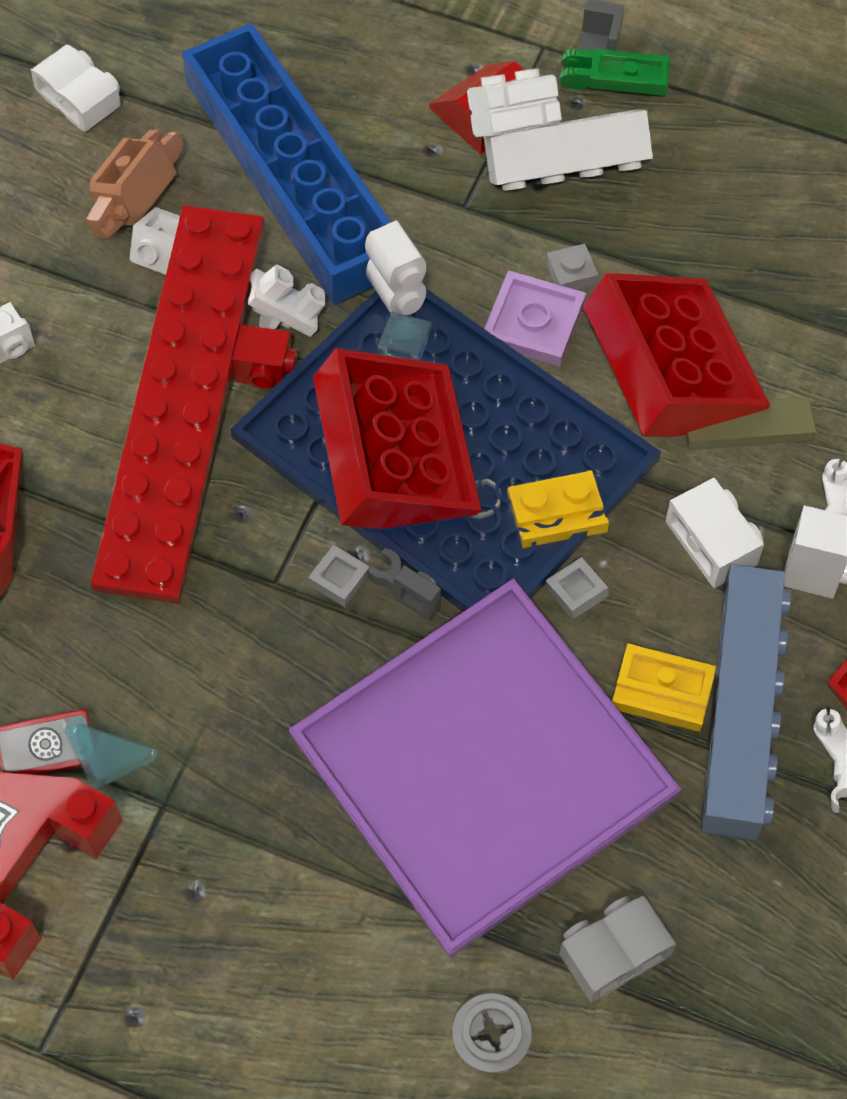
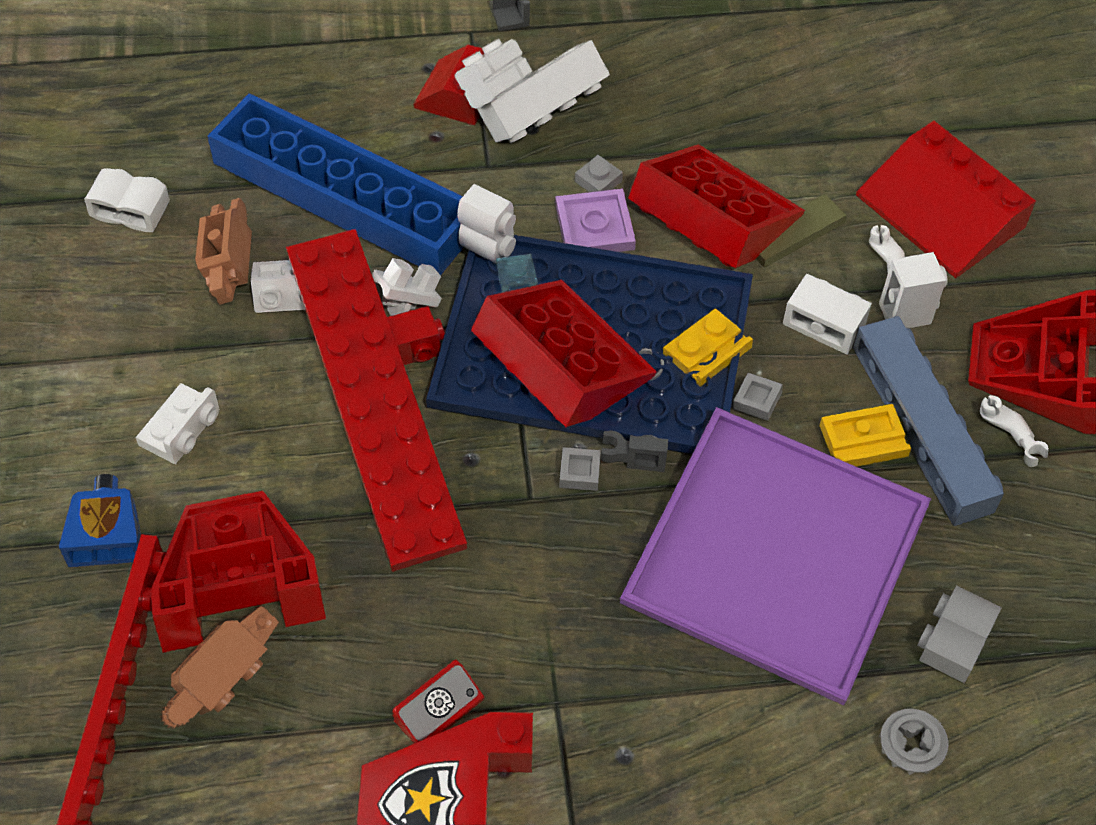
camera: 30 degrees left, 5 degrees down
(104, 754) = (492, 686): clear light blue slope -> none
(615, 71) = (540, 25): green hinge -> none

